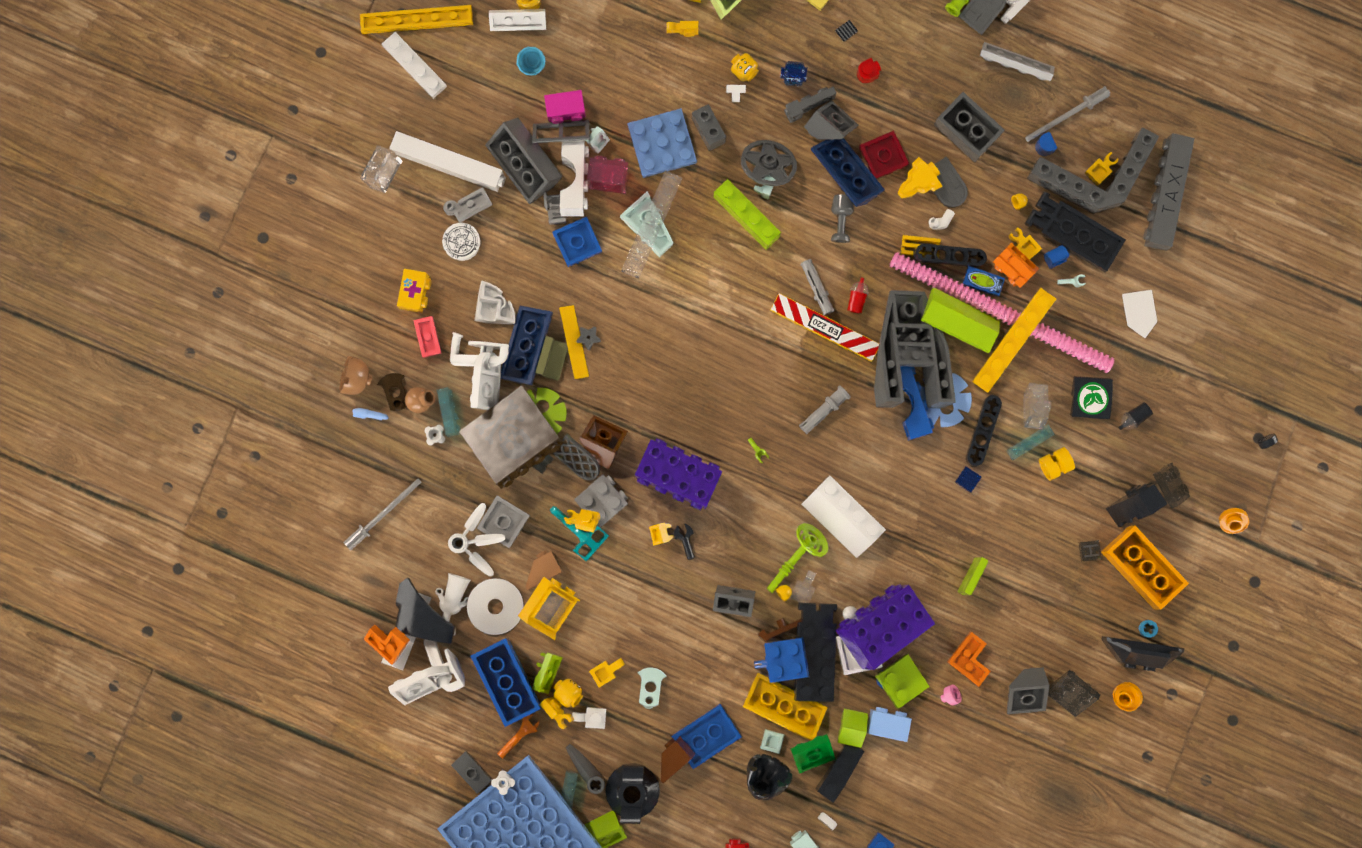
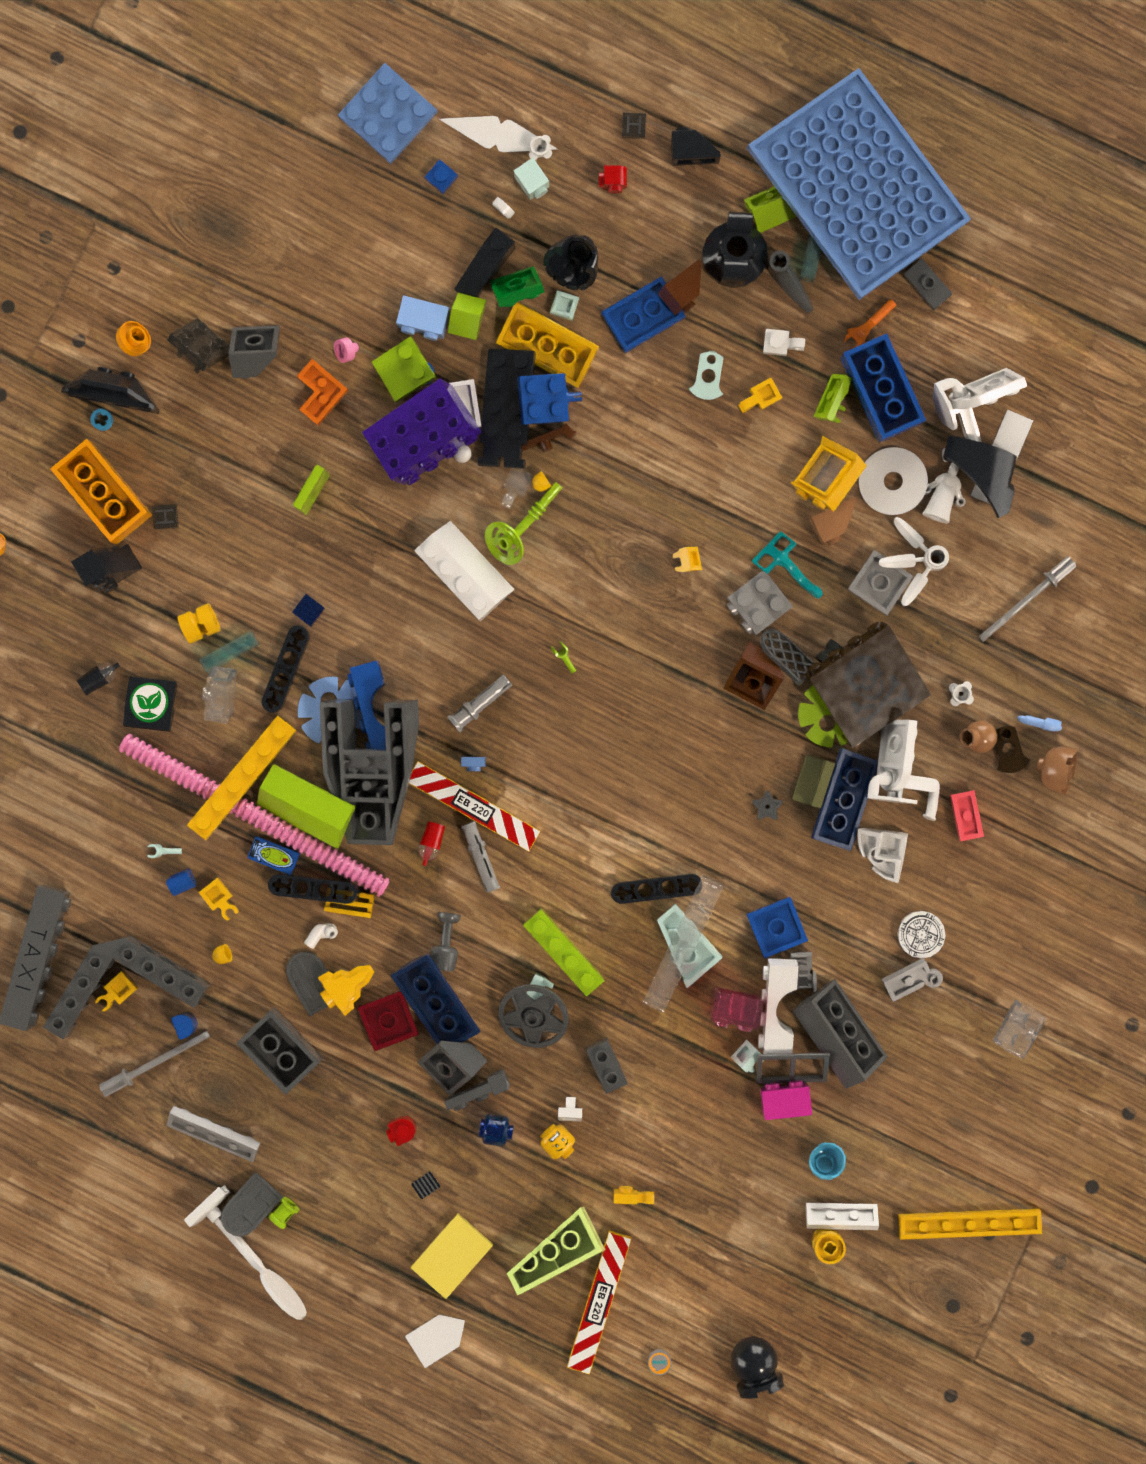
camera: 175 degrees left, 5 degrees up
(387, 646) = (1023, 437): orange plate -> none
(413, 291) = (982, 874): yellow brick -> none
(414, 65) = (974, 1164): white plate -> none
(447, 161) = (935, 1036): white brick -> none
(447, 411) = (944, 721): clear light blue piece -> none
(503, 788) = (886, 272): white plate -> none
(554, 710) = (825, 351): yellow plate -> none
(568, 693) = (808, 372): yellow head -> none
(575, 349) = (787, 811): yellow sticker -> none
(585, 520) = (780, 578): yellow plate -> none
(662, 143) = (665, 1049): medium blue plate -> none
(674, 265) = (656, 885): none -> black beam
(678, 474) = (664, 628): dark purple brick -> none
(685, 540) = (658, 551): black bar -> none
(734, 601) = (602, 473): dark grey brick -> none
(826, 361) = (473, 763): none -> medium blue plate
(1015, 265) = (233, 872): orange brick -> none
(1076, 232) = (154, 911): black hinge -> none
(1140, 311) = (81, 809): white sticker -> none
(1171, 485) = (62, 590): clear smoke plate -> none

